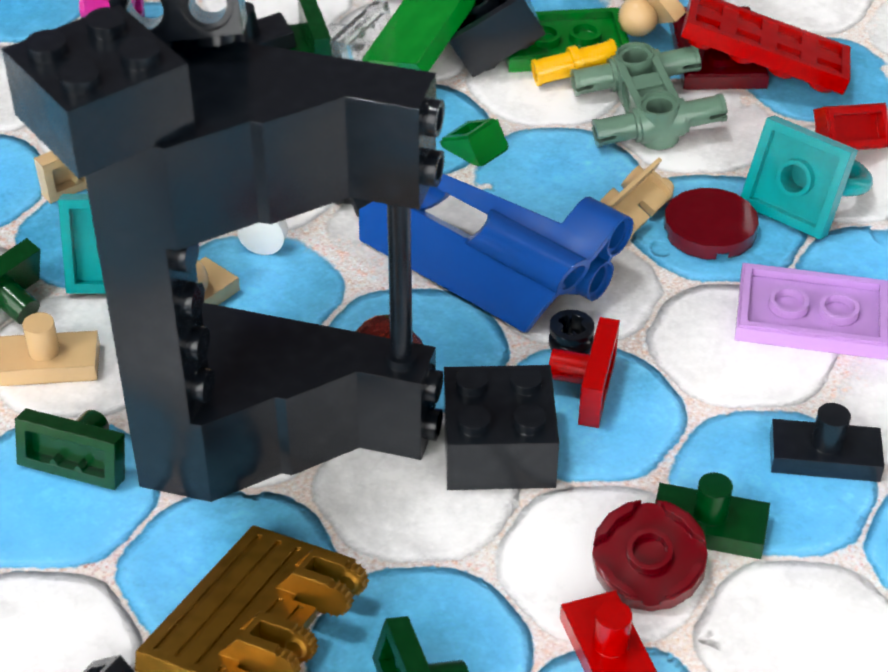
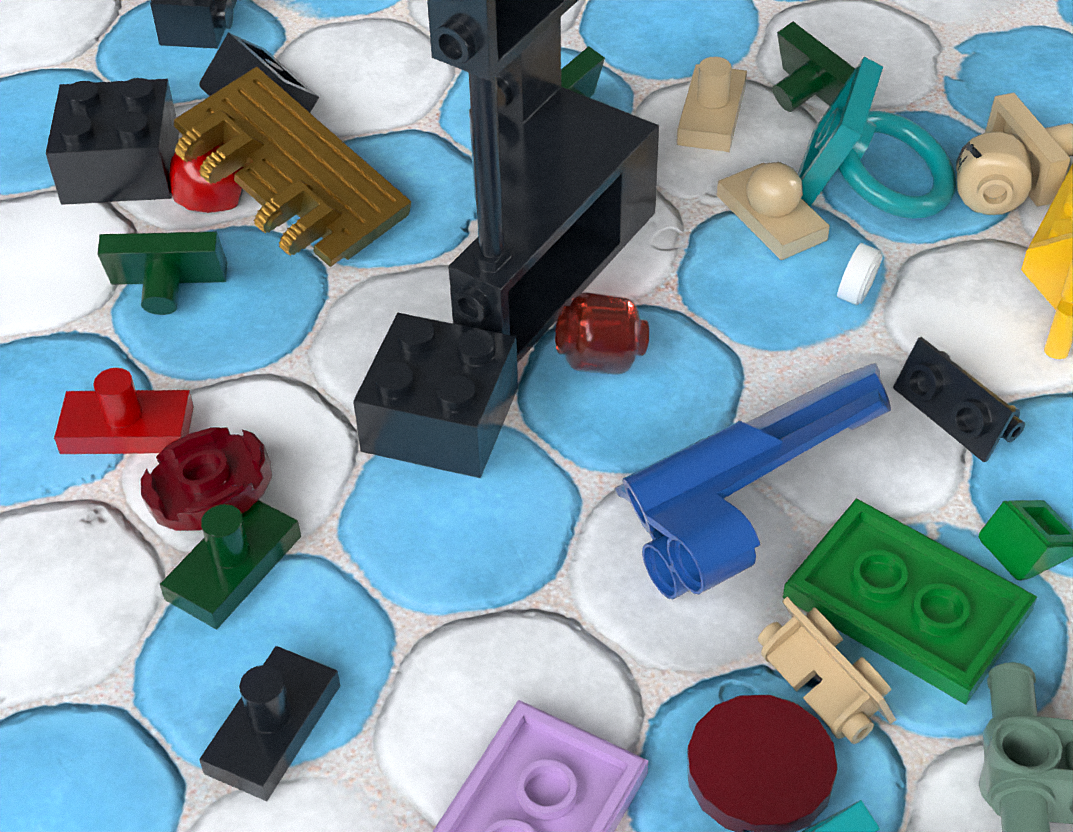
camera: 110 degrees right, 5 degrees up
(553, 174) = (910, 599): none -> green tile
(573, 322) = (579, 538): black bush -> none
(590, 370) = (494, 510): red tile -> none

